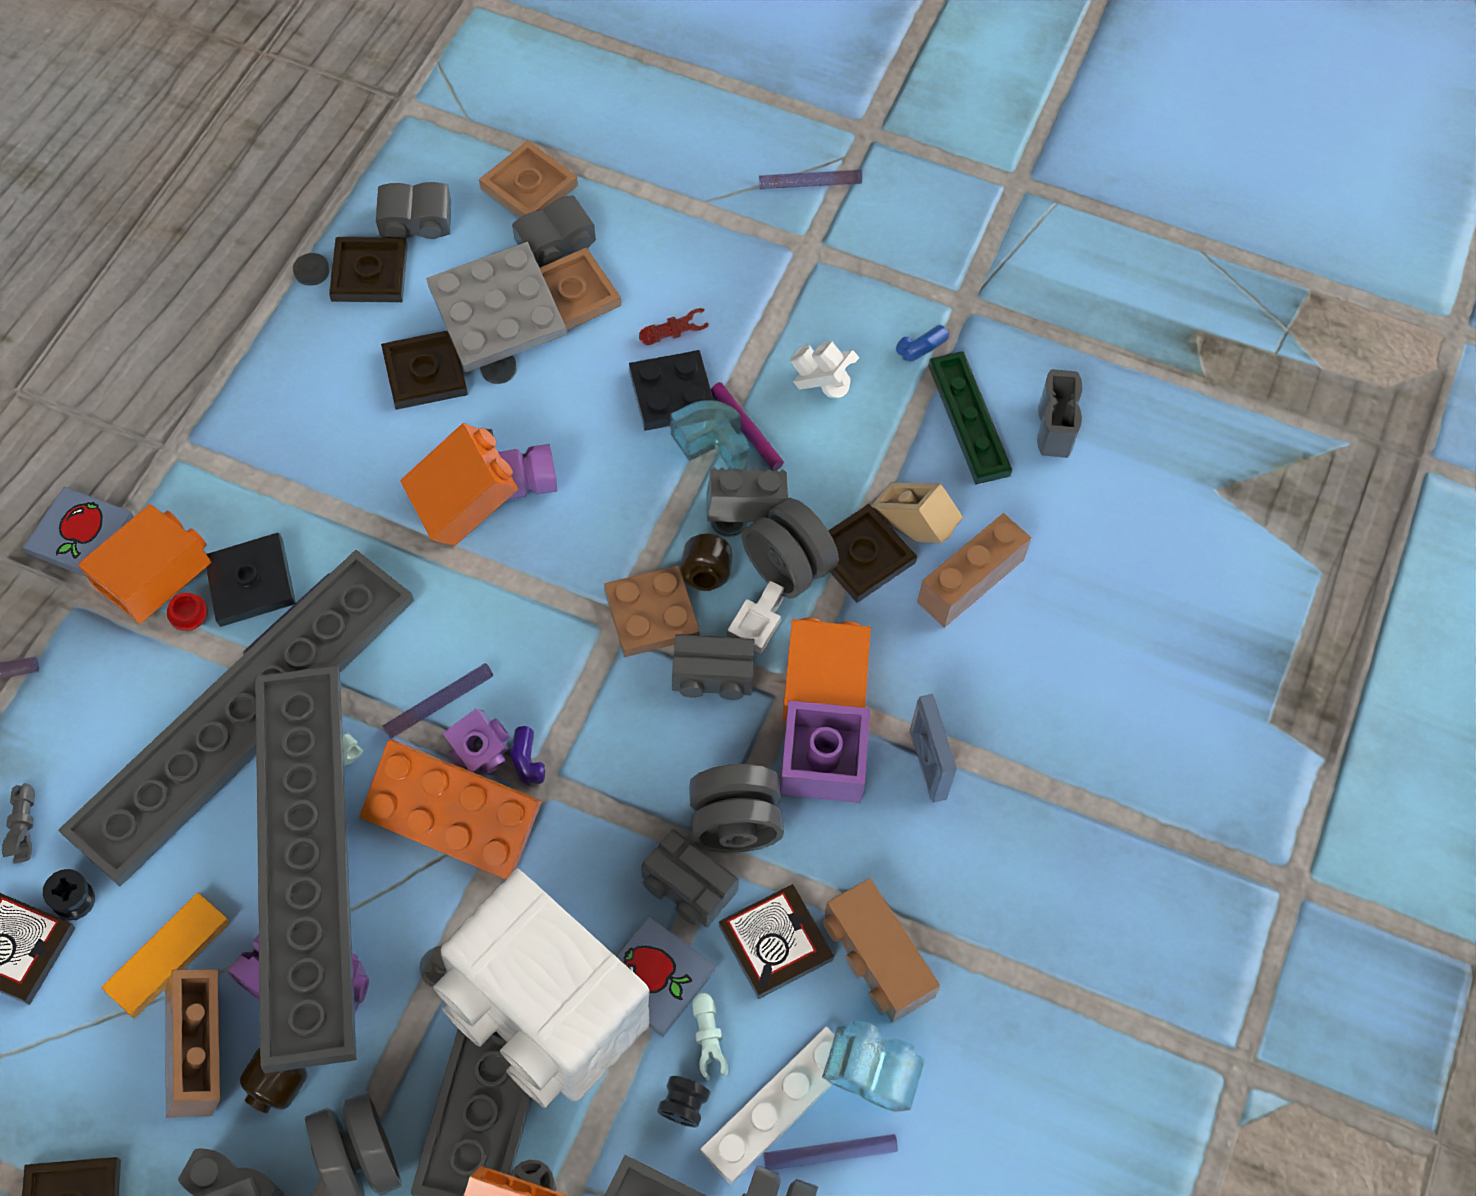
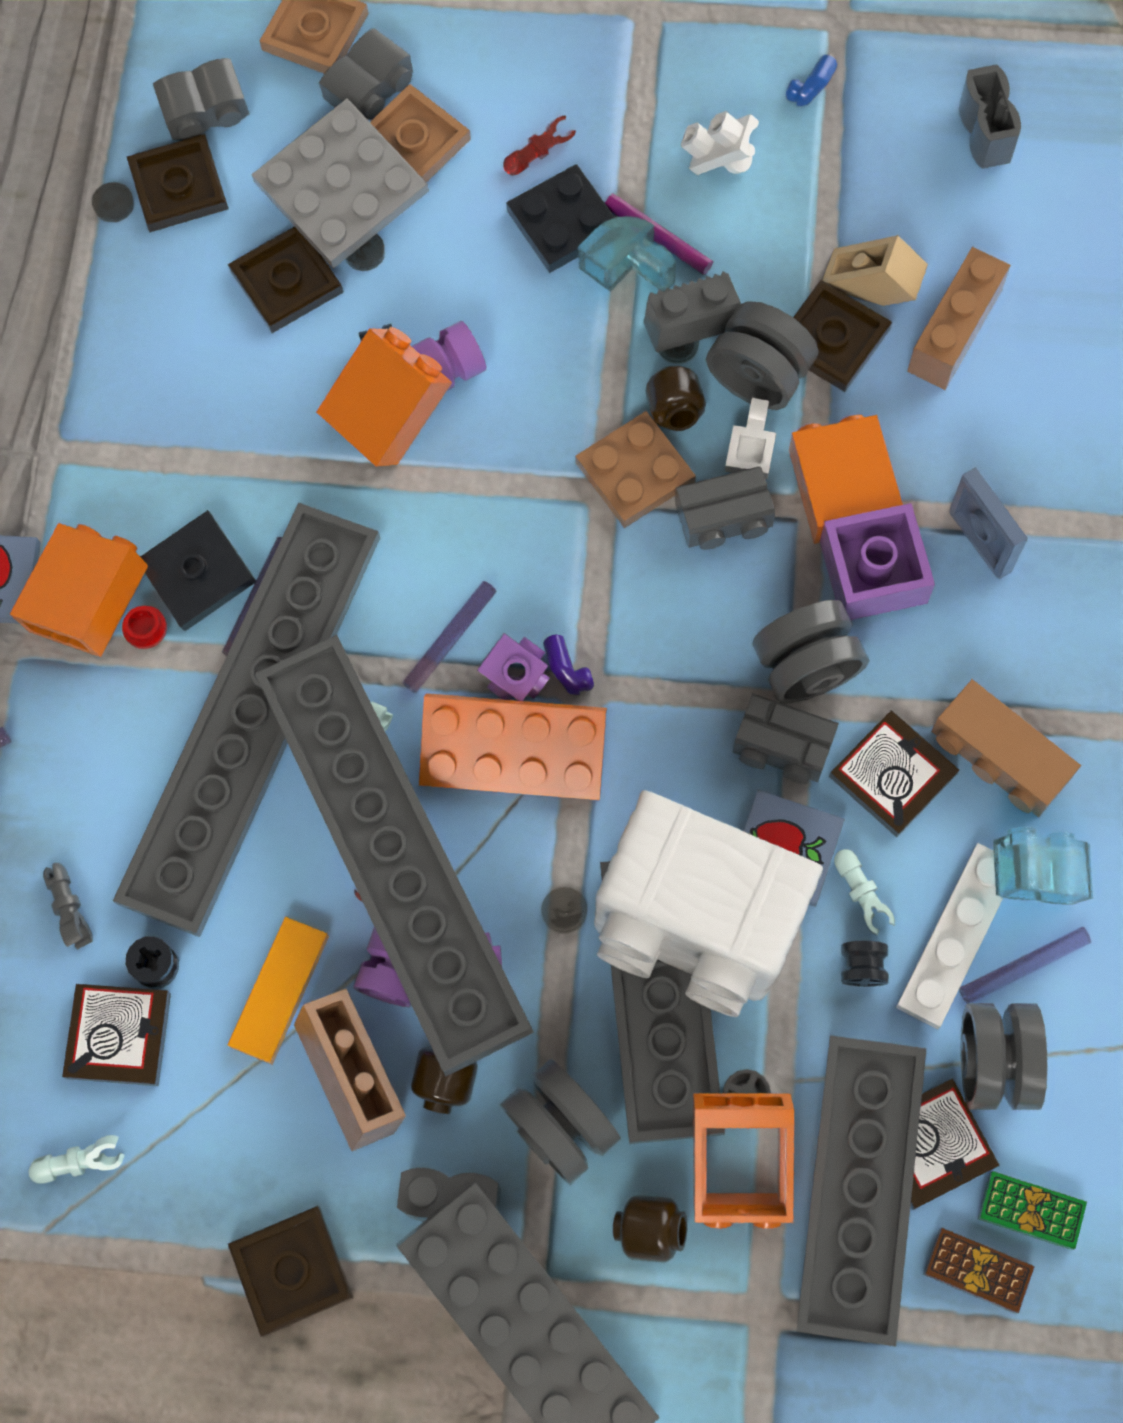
camera: 10 degrees left, 10 degrees up
(969, 418) = (891, 150): dark green tile -> none

